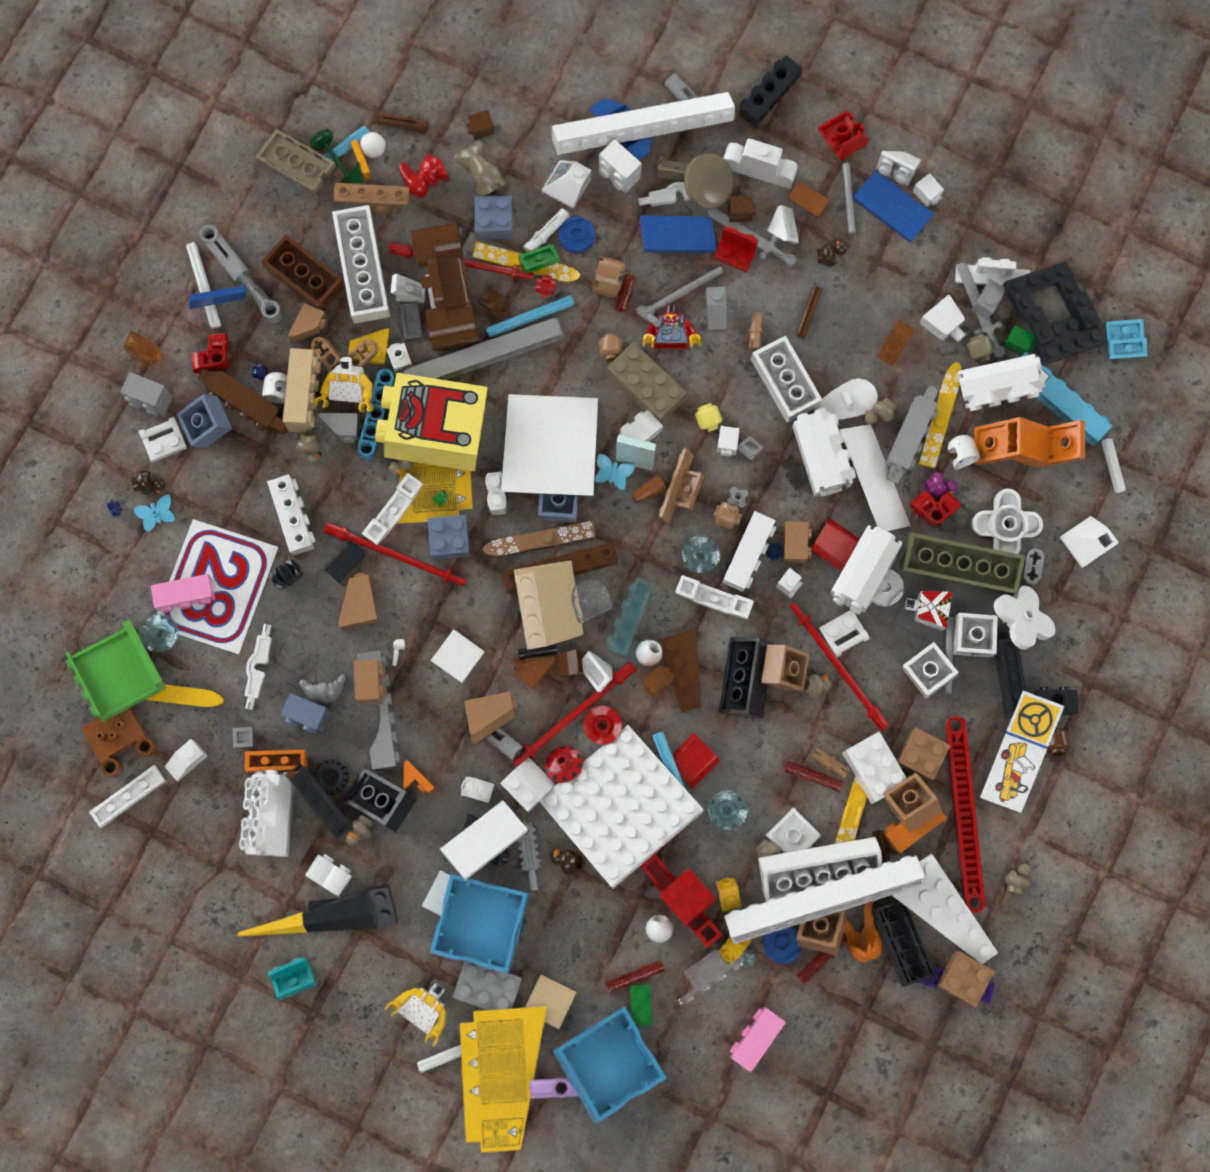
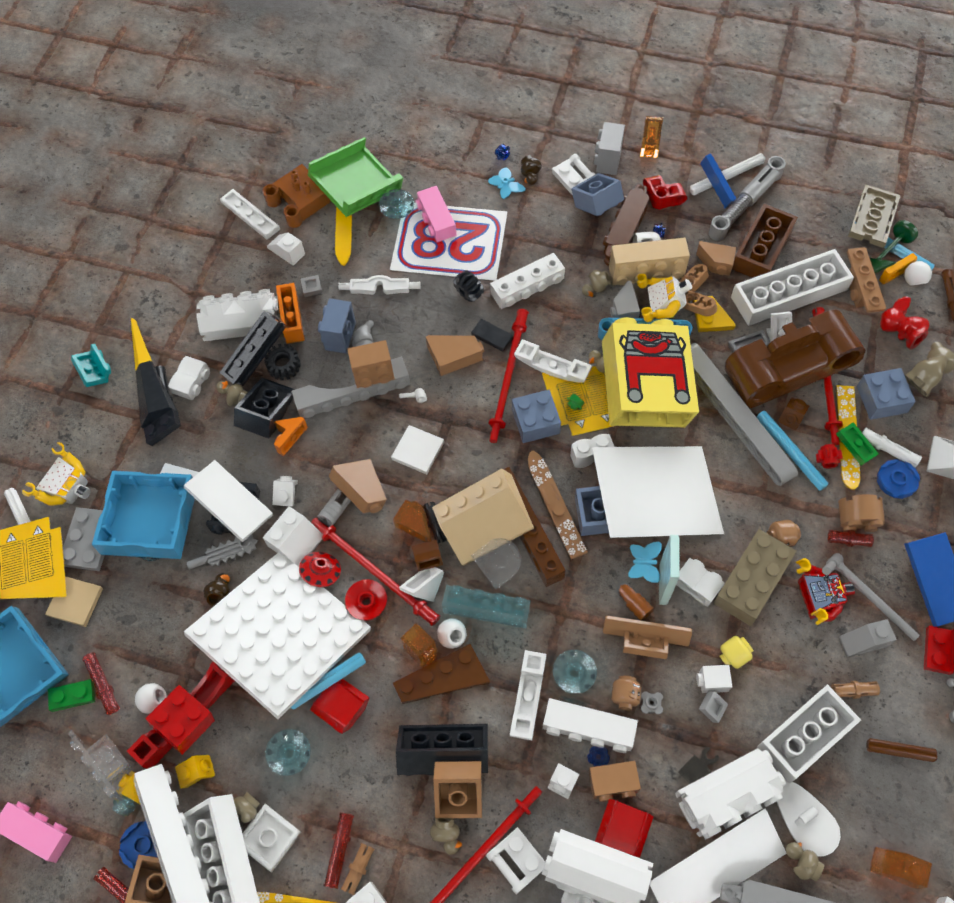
camera: 85 degrees right, 15 degrees down
(399, 357) = (708, 338): white brick -> none

